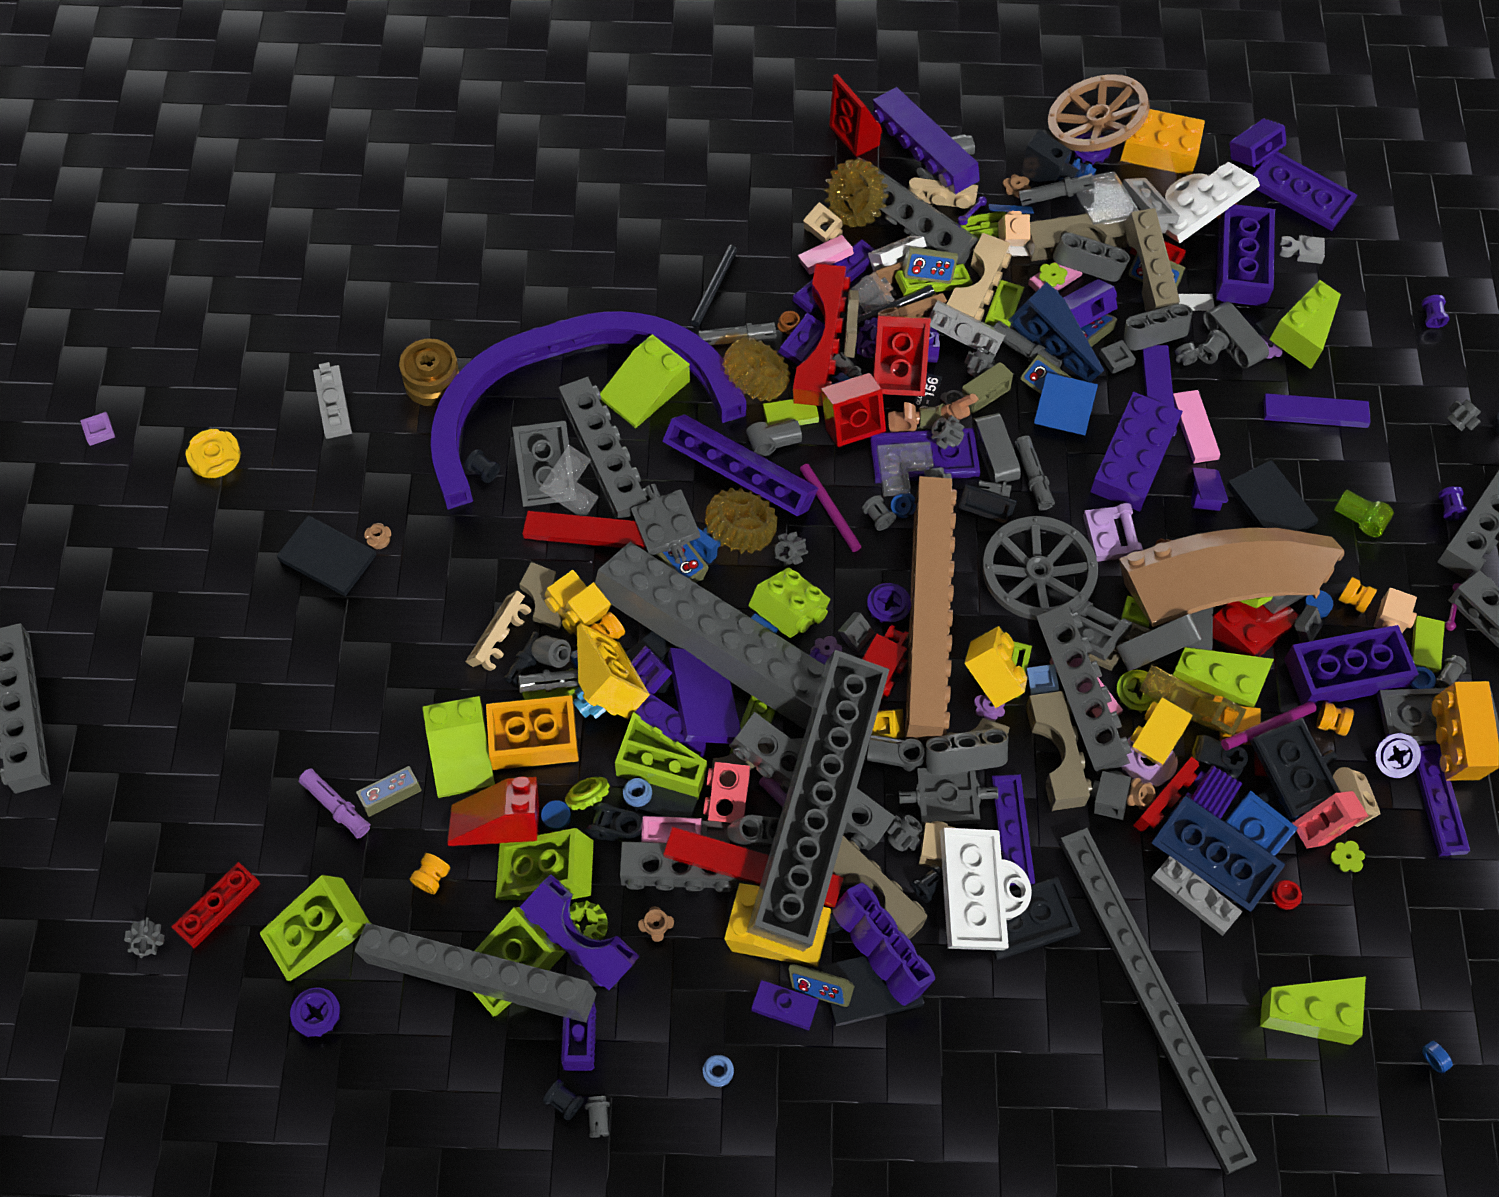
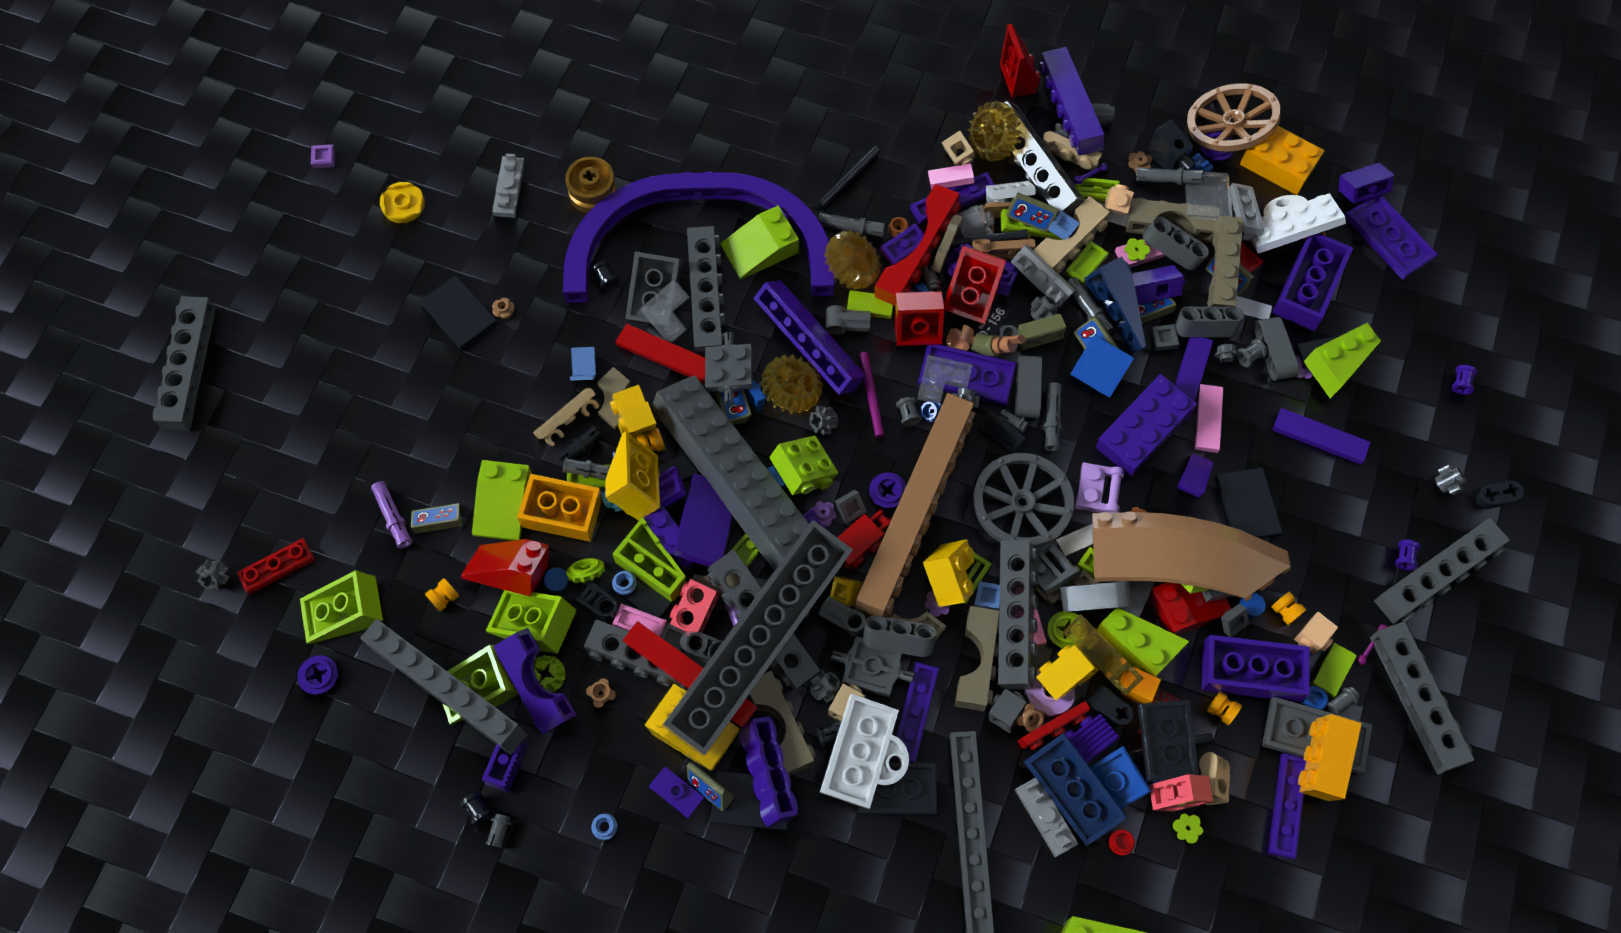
camera: 20 degrees right, 5 degrees up
(495, 567) = (583, 363): none -> medium blue bracket
(551, 651) = (599, 446): dark grey brick -> none
(947, 432) = (990, 361): dark grey gear -> none
(967, 271) = (1063, 225): none -> medium blue plate
(1007, 208) = (1125, 181): blue sticker -> none
(1110, 593) = (1076, 540): none -> white sticker
(1268, 725) = (1161, 696): magenta bar -> none
(1306, 248) = (1372, 290): light grey plate -> none
(1371, 516) = (1329, 544): clear neon green piece -> none
(1408, 759) = (1275, 762): gear -> none

